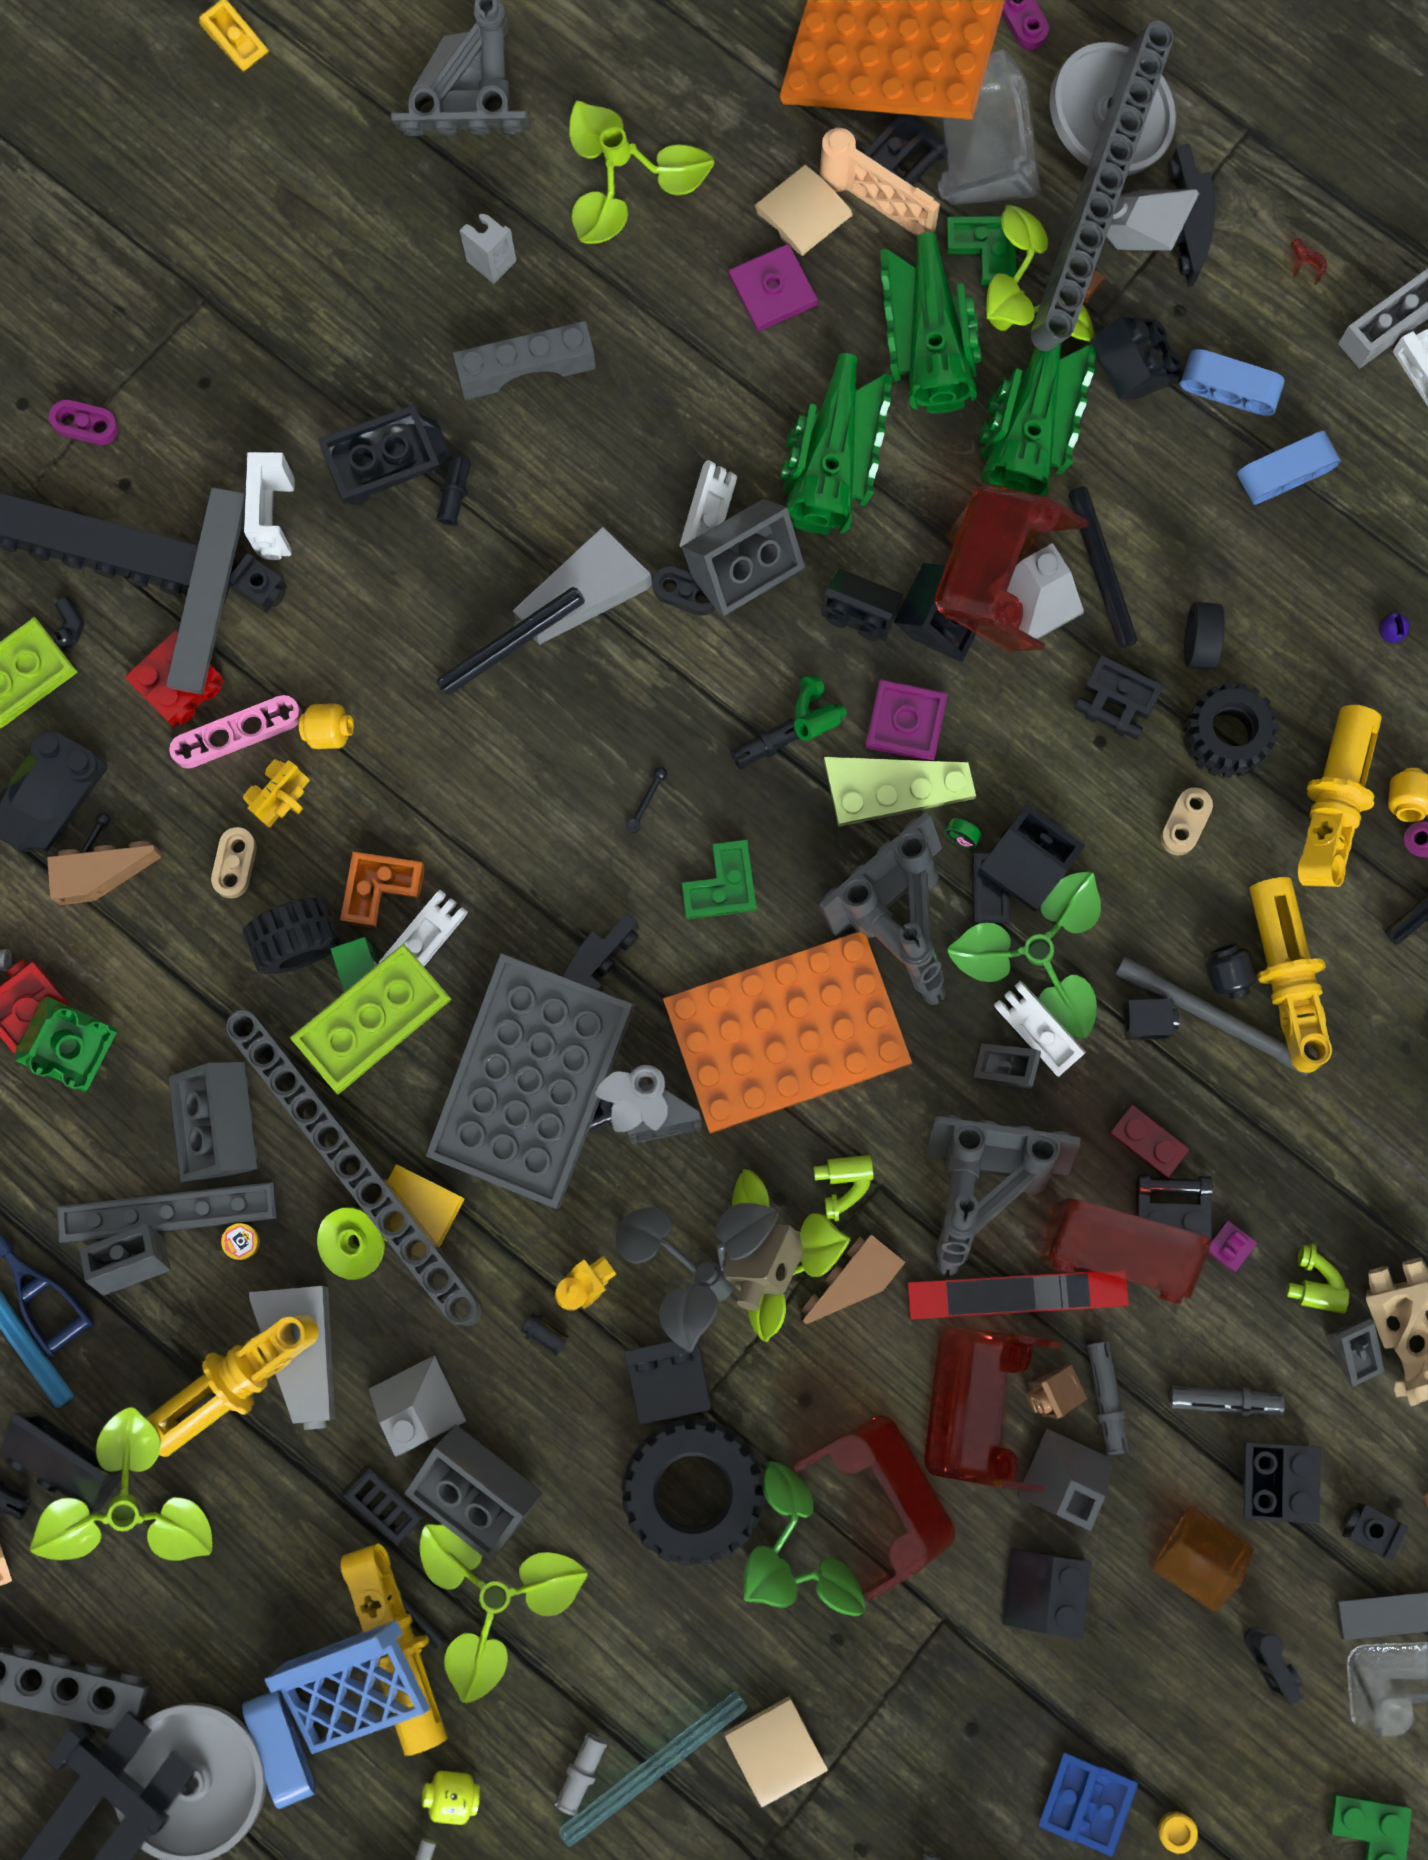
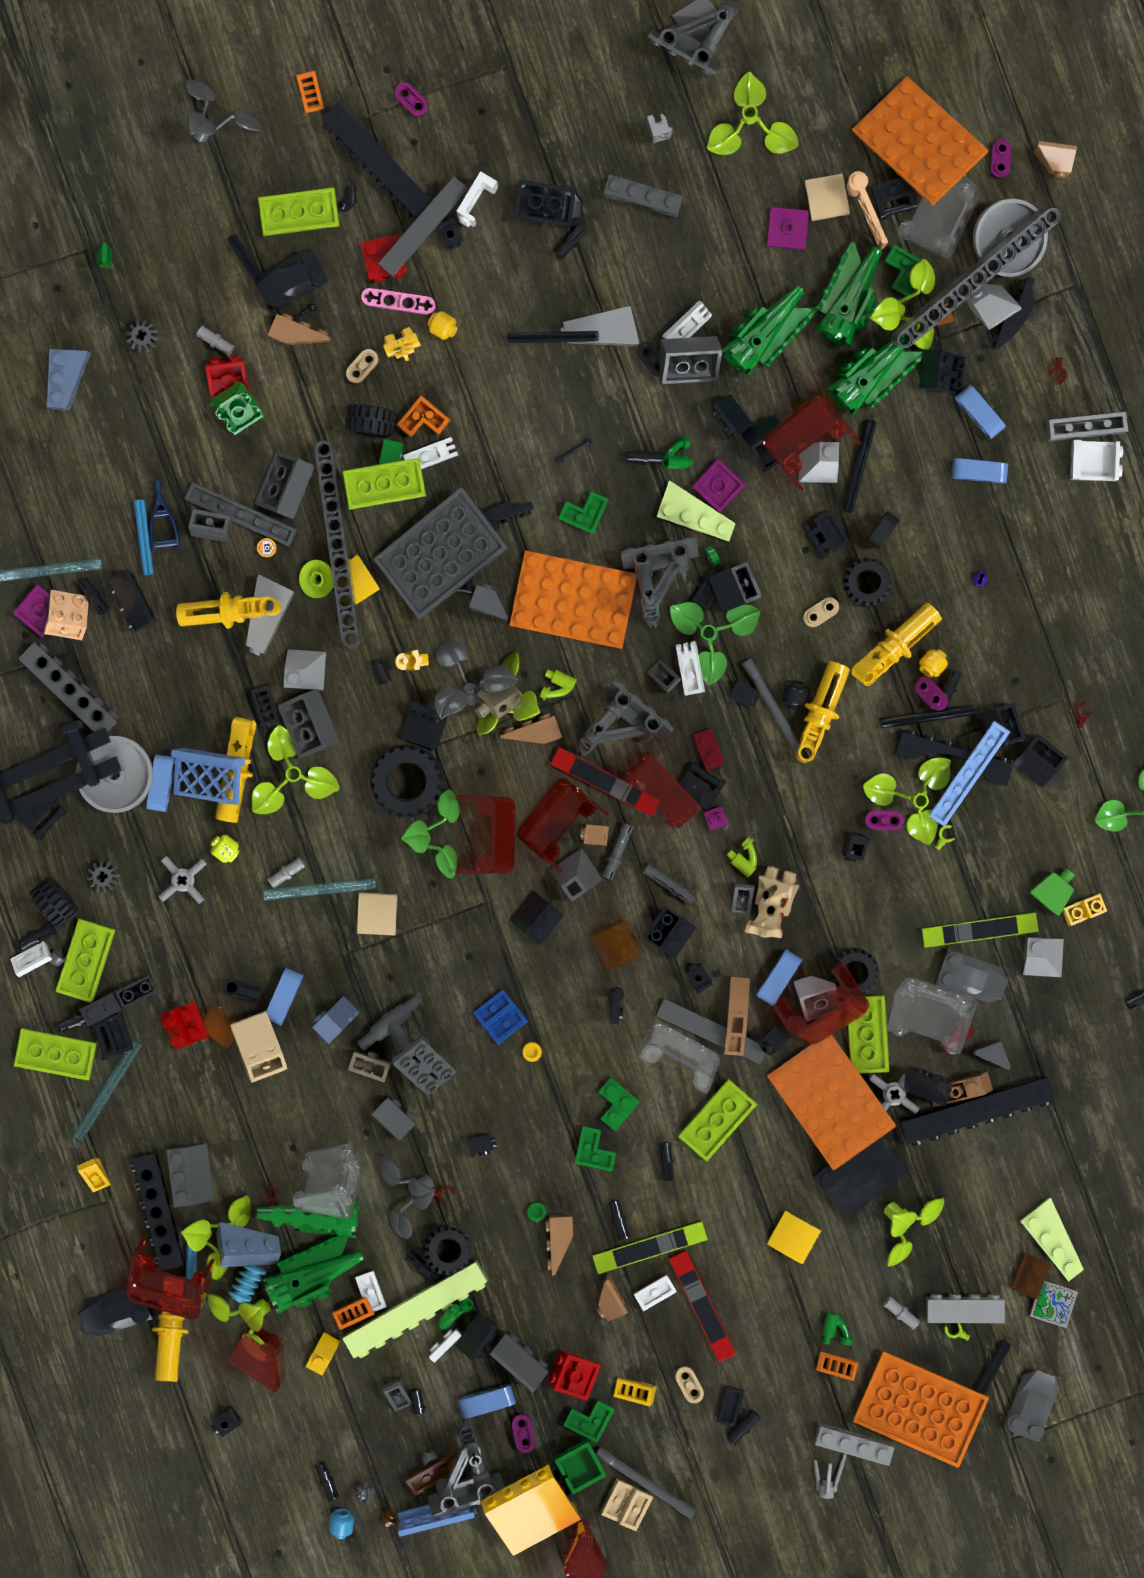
camera: 30 degrees right, 10 degrees up
(125, 1445) = (166, 610): lime plant -> none
(632, 1103) = (478, 594): light grey plate -> none

